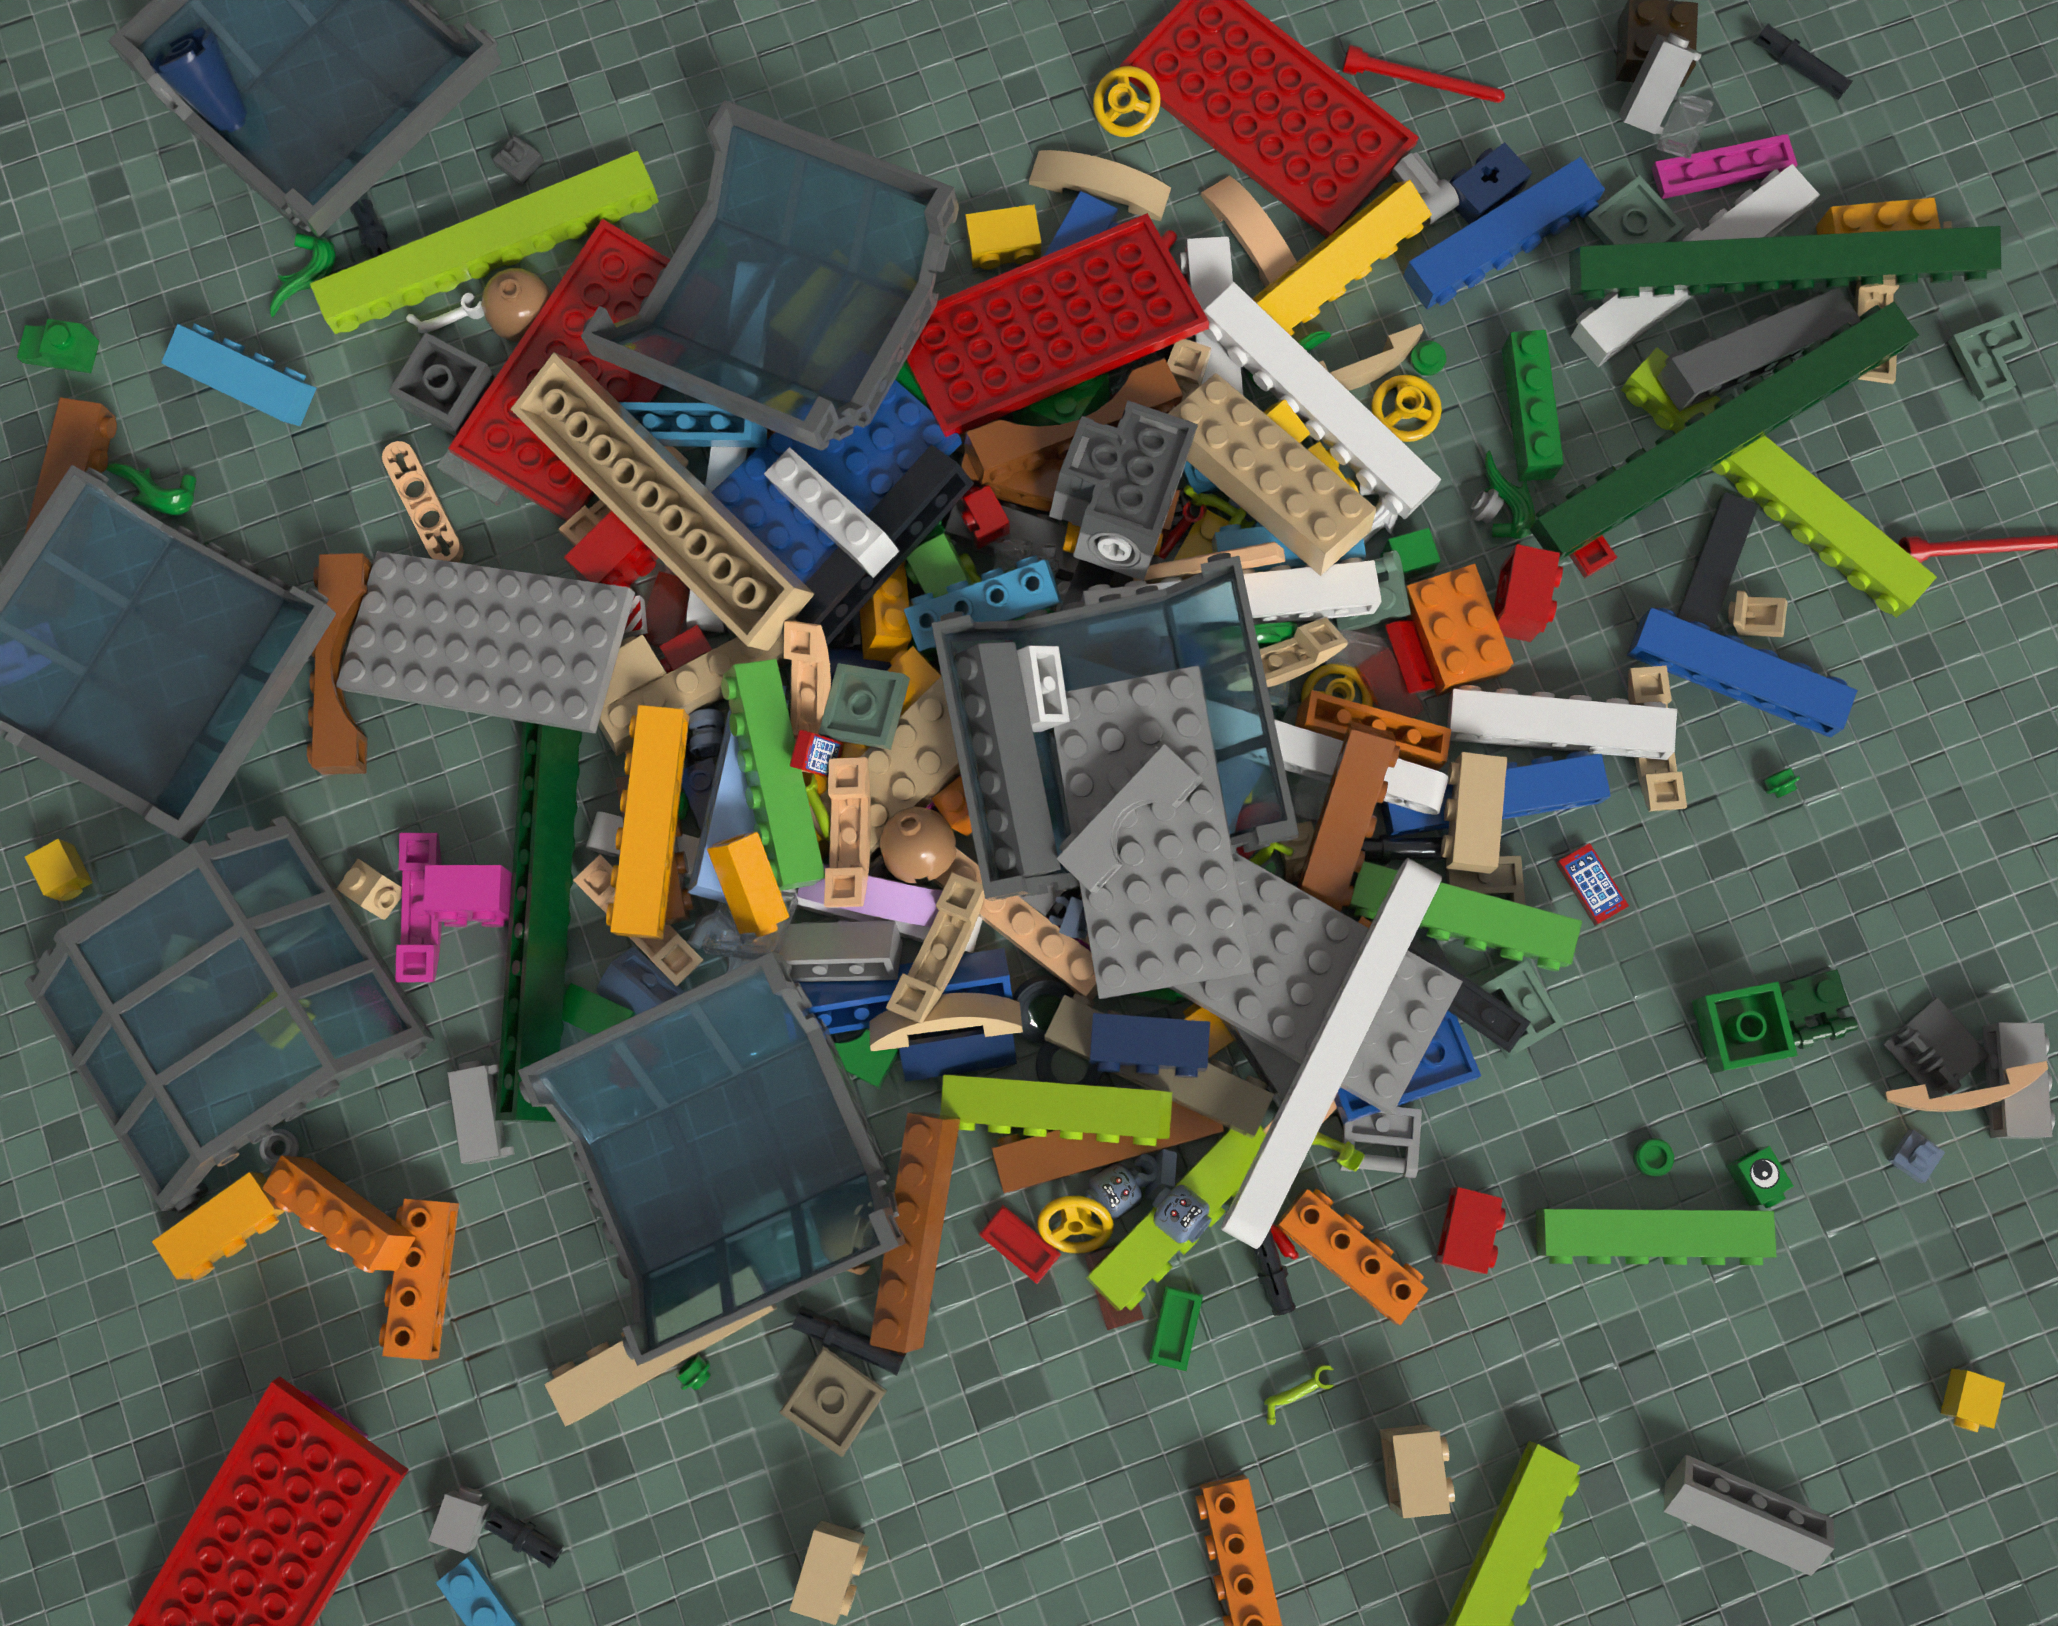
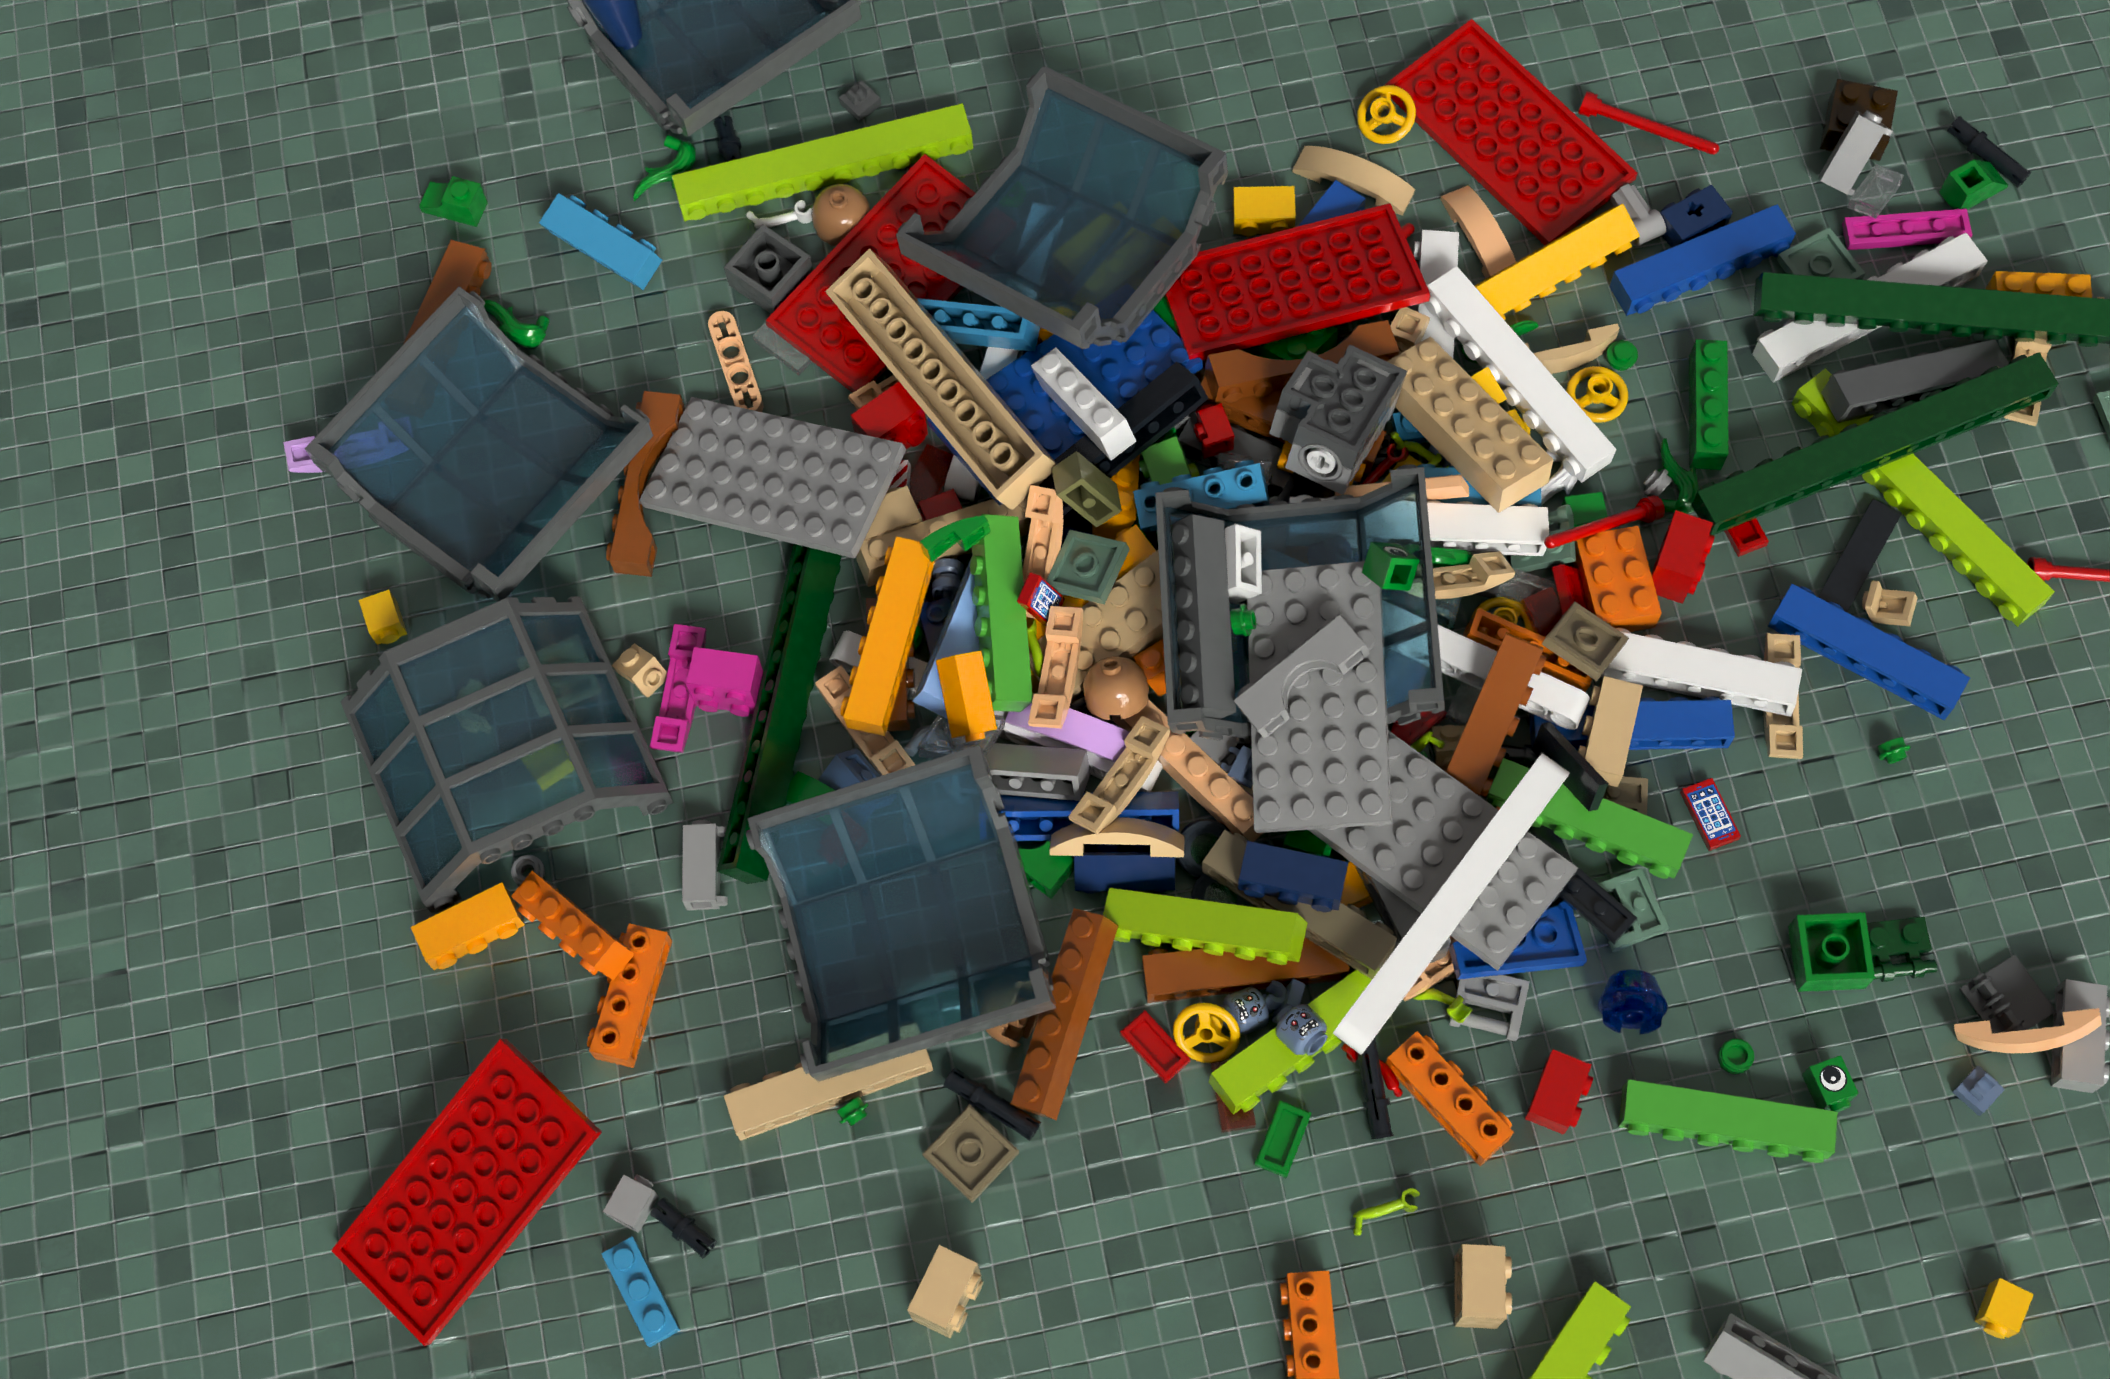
camera: 15 degrees right, 10 degrees down
(716, 692) = (964, 532): none -> green slope
(850, 617) = (1086, 489): none -> olive brick
(1053, 757) = (1243, 620): none -> green plate
(1214, 676) = (1390, 566): none -> green brick
(1420, 845) = (1583, 779): none -> black tile
(1435, 711) = (1585, 641): none -> dark tan plate
(1479, 540) = (1647, 510): none -> red piece
(1537, 1117) = (1632, 1002): none -> clear blue cone
(1790, 105) = (1971, 184): none -> green slope

